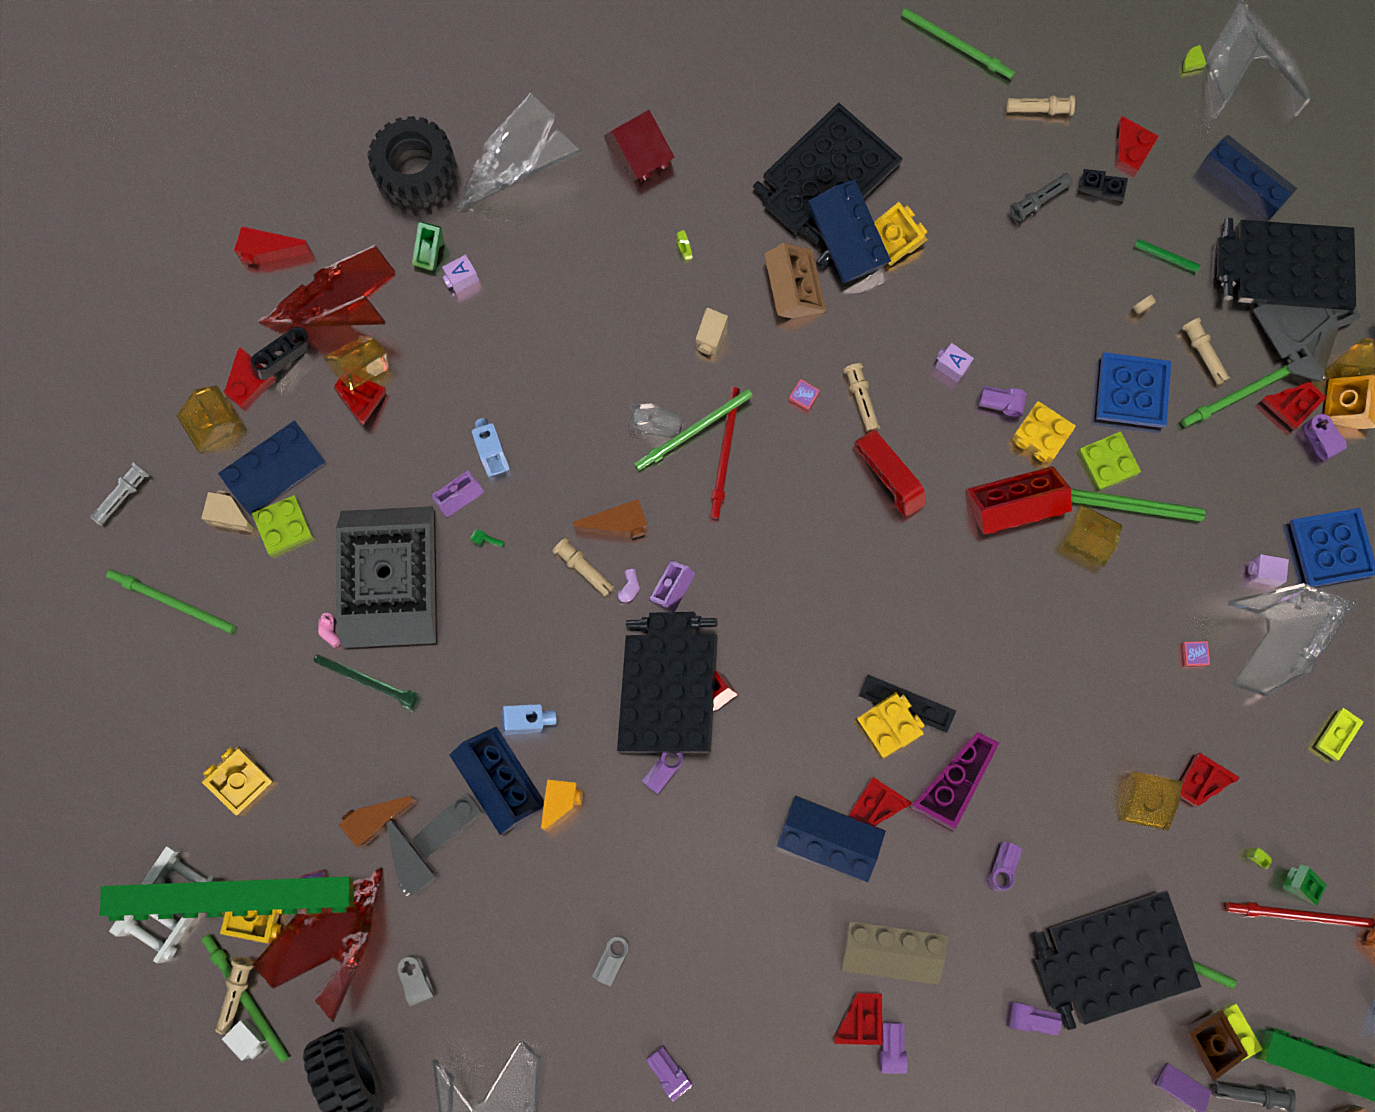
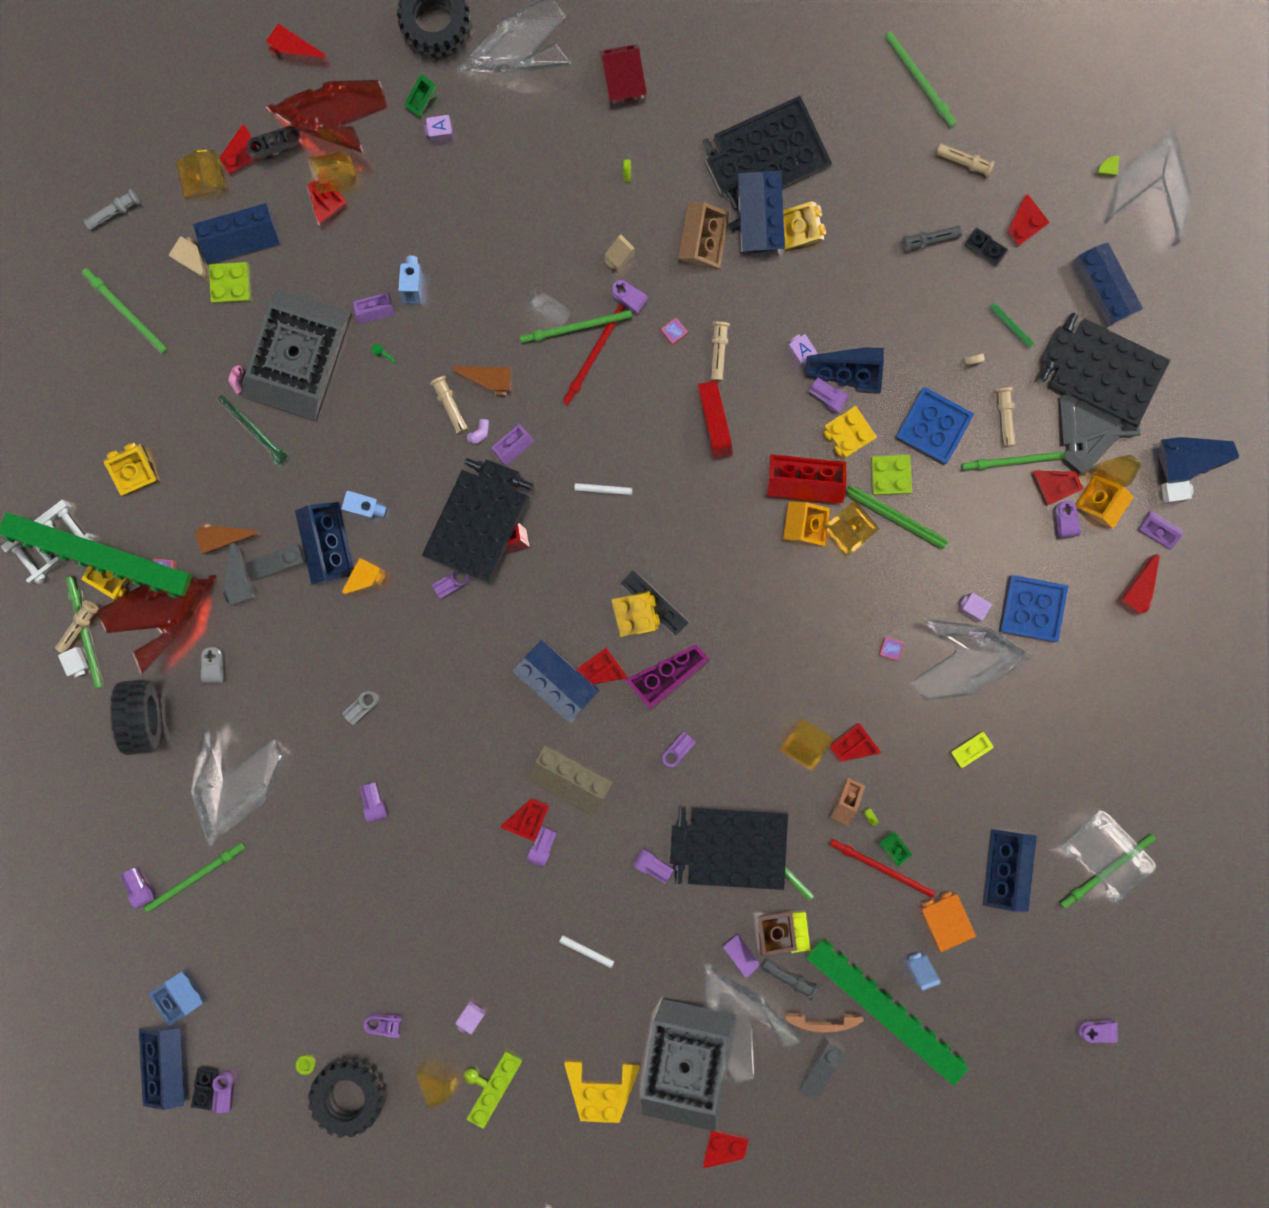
camera: 20 degrees right, 10 degrees up
(741, 374) = (630, 297): none -> medium lavender piece
(795, 597) = (603, 489): none -> white bar
(1021, 360) = (850, 367): none -> dark blue wedge
(1040, 549) = (806, 523): none -> light orange slope
(1227, 851) = (848, 802): none -> nougat slope

